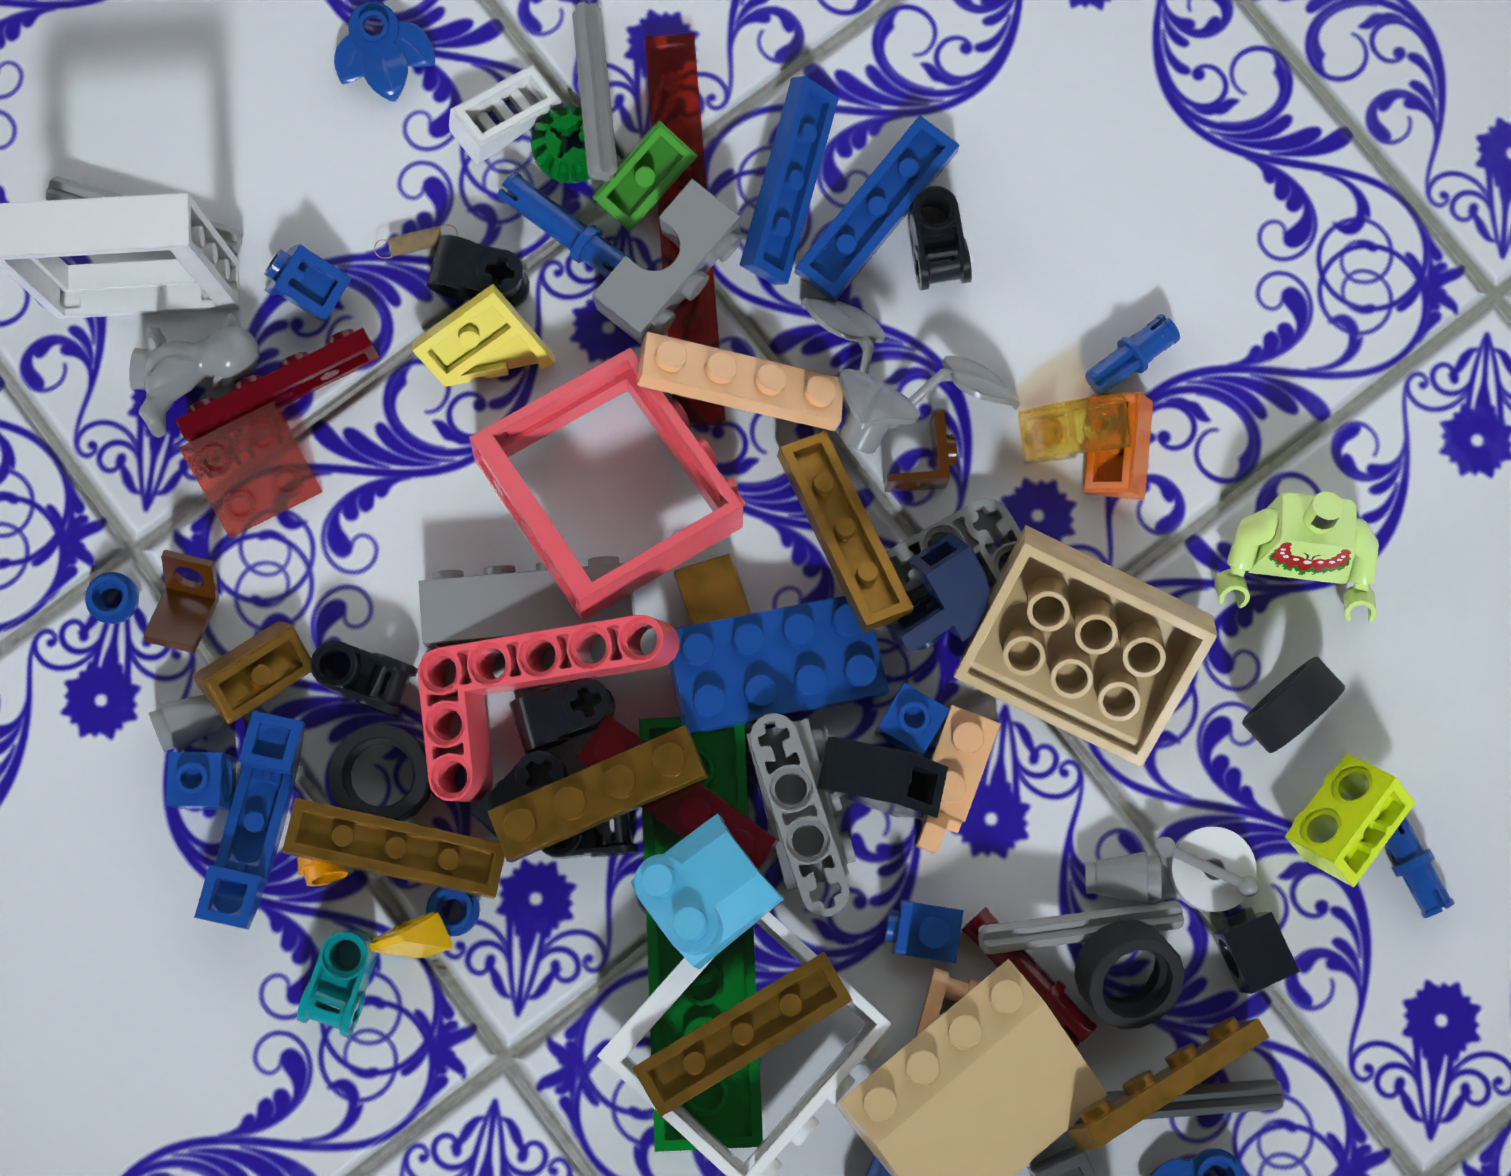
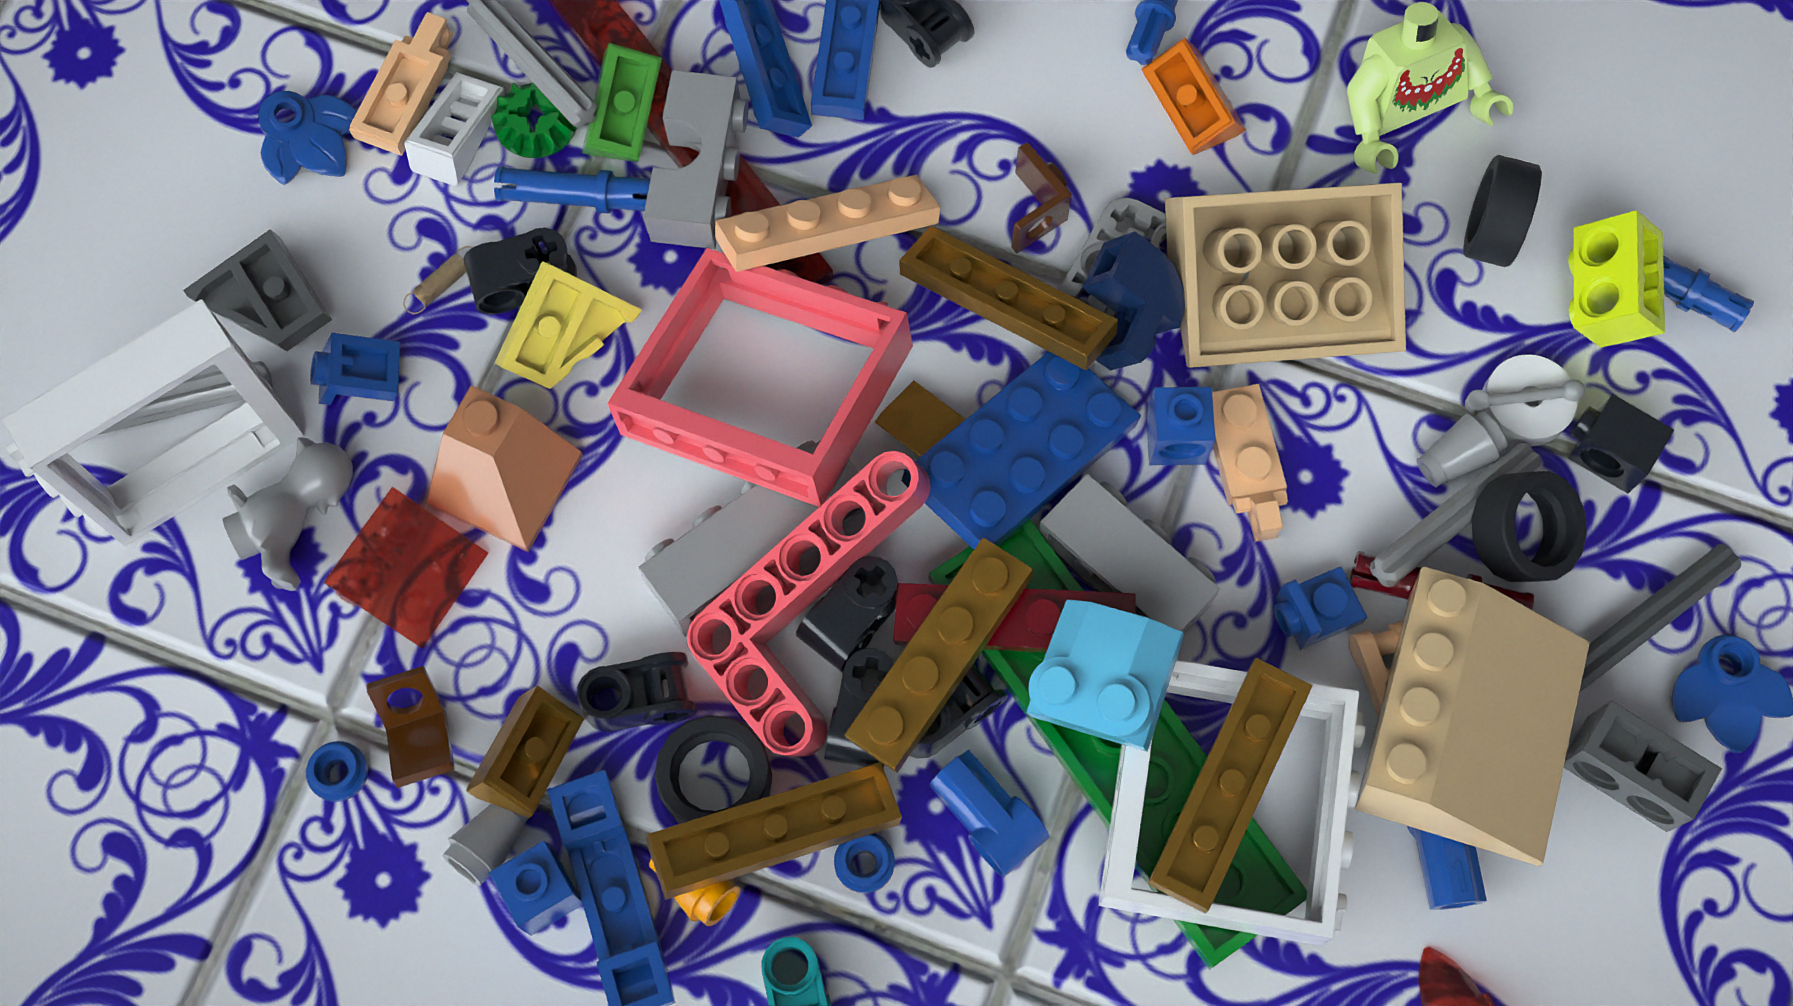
camera: 30 degrees left, 10 degrees down
(272, 172) = (263, 293): none -> dark grey wing
(294, 379) = (398, 464): dark red plate -> none
(367, 433) = (500, 469): none -> nougat slope
(414, 938) = (847, 909): yellow slope -> none
(482, 54) = (404, 86): none -> light nougat hinge
(567, 944) = (998, 825): none -> blue piece
(806, 812) = (1147, 552): light grey beam -> none
(872, 403) = (964, 186): light grey plant -> none
(883, 778) = (1193, 485): black slope -> none
(1074, 427) = (1148, 97): clear yellow slope -> none
(1151, 1092) = (1628, 613): pearl gold plate -> none

